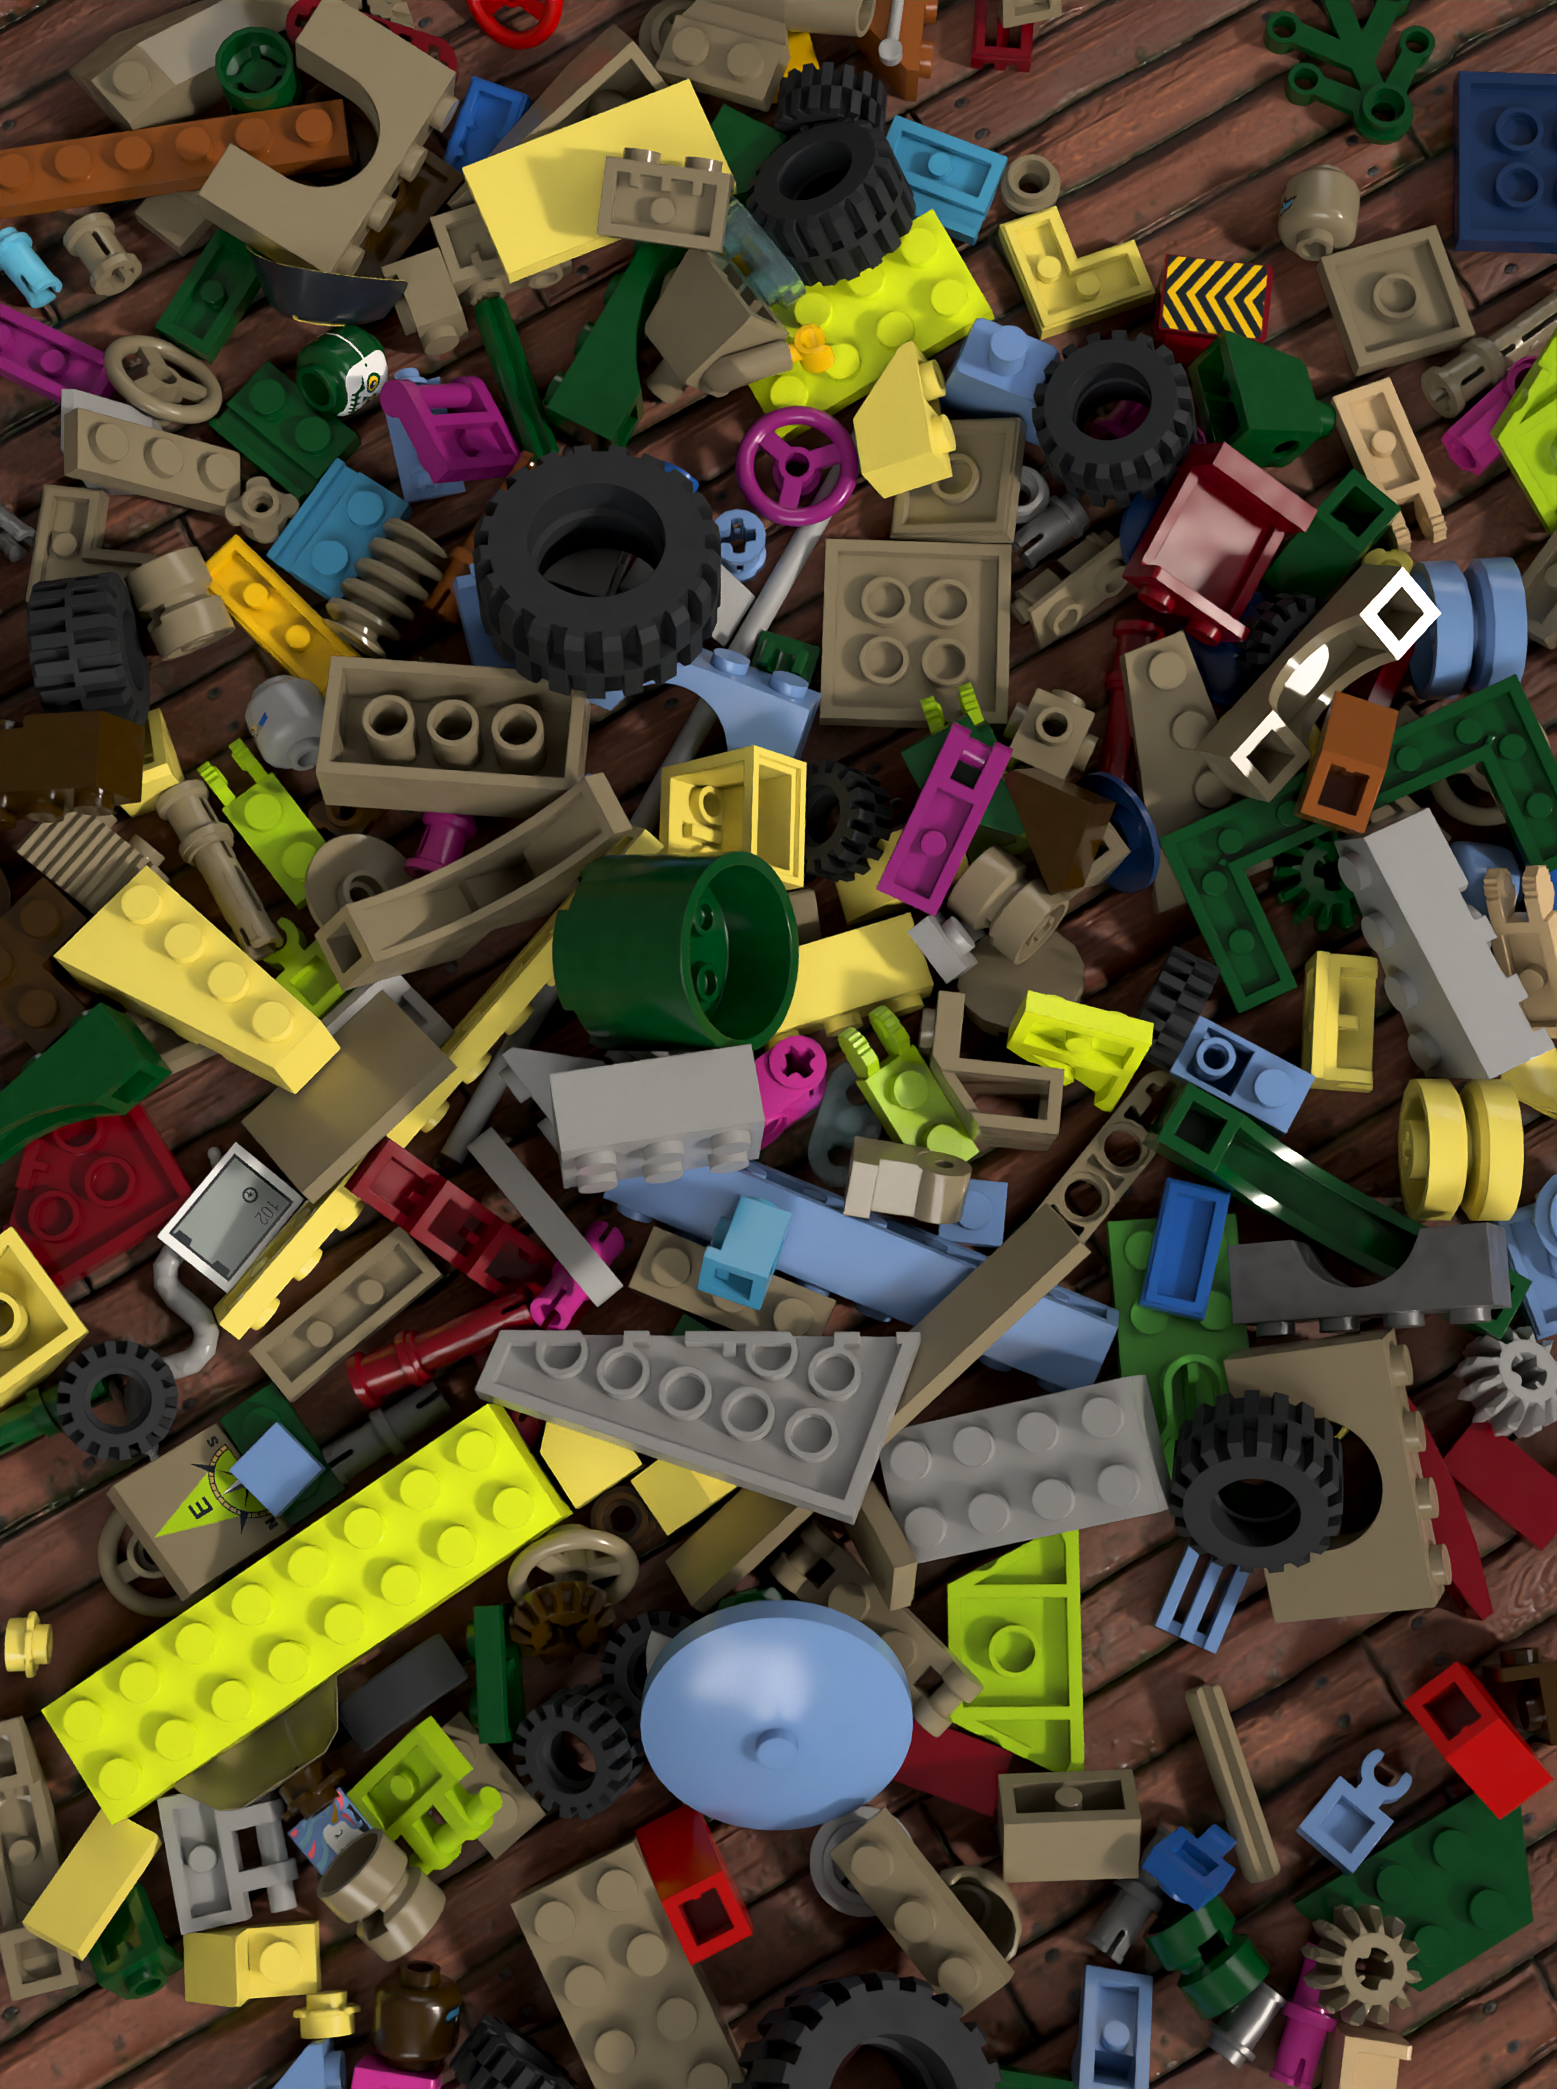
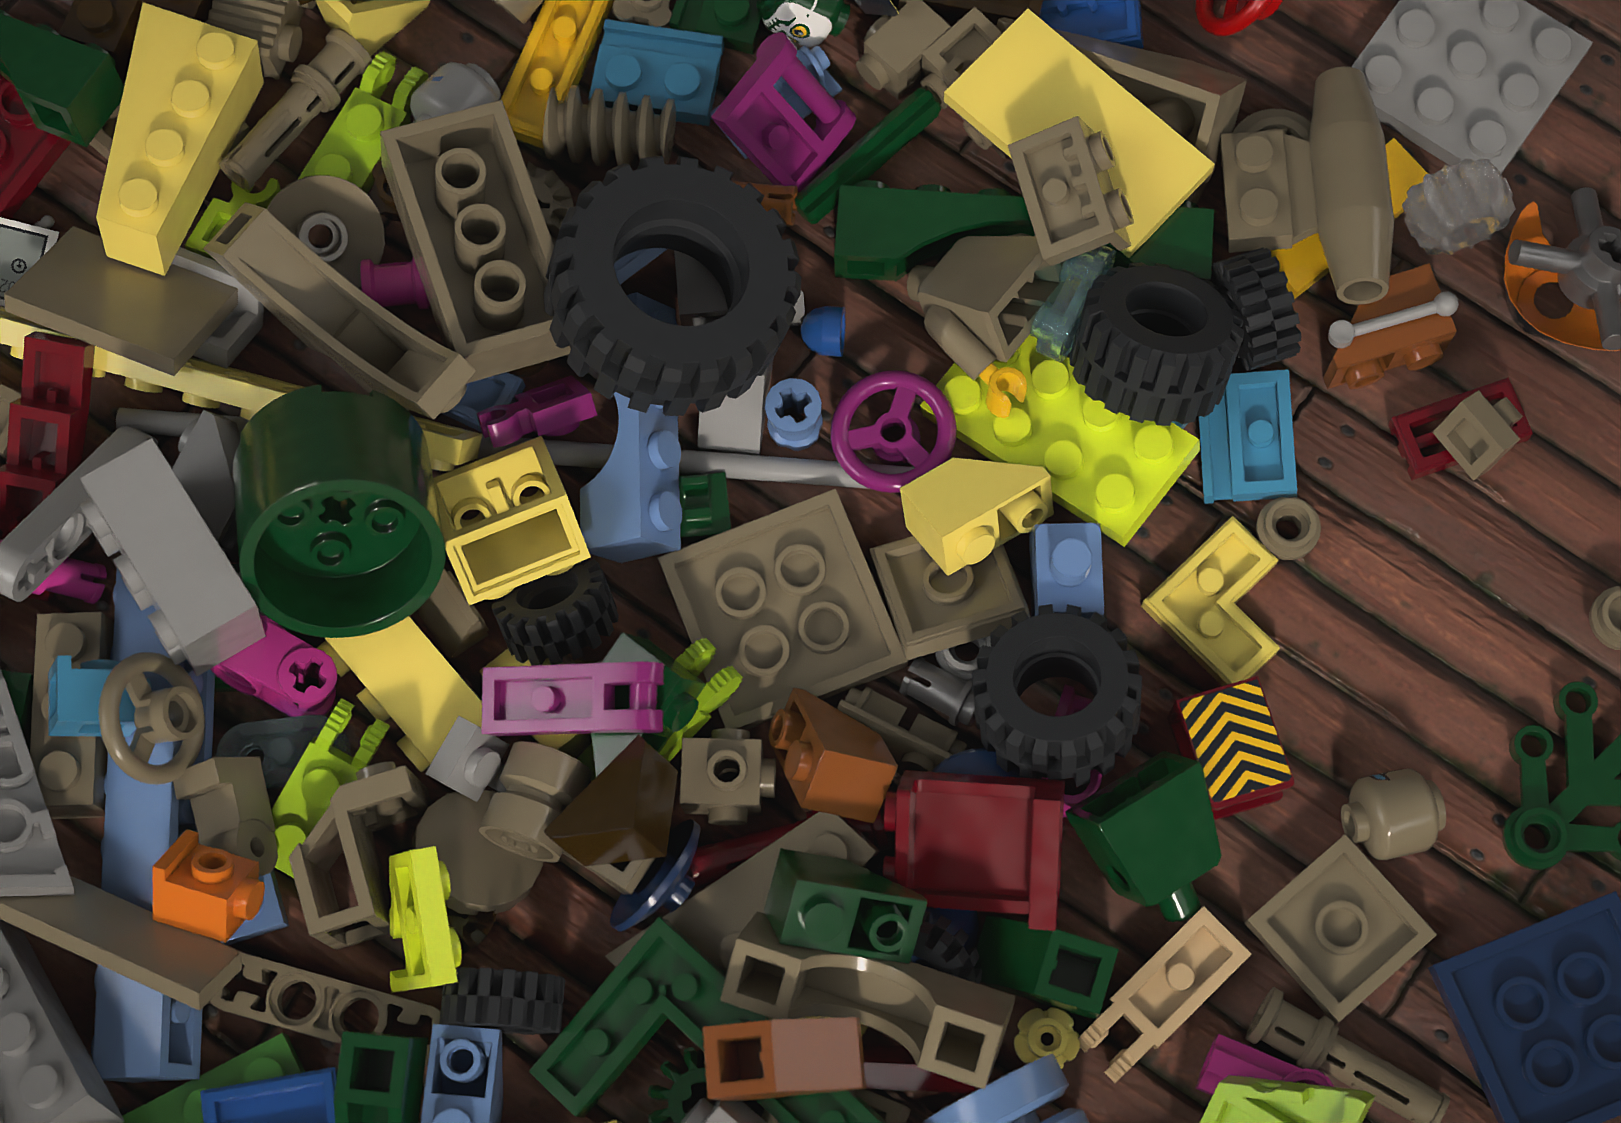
camera: 70 degrees right, 5 degrees down
(632, 755) = (546, 410): none -> magenta plate
(797, 1188) = (158, 716): none -> dark tan piece
(973, 1214) = (205, 888): none -> orange brick
(1078, 636) = (831, 758): none -> dark orange slope
(1227, 672) = (842, 908): none -> dark green slope

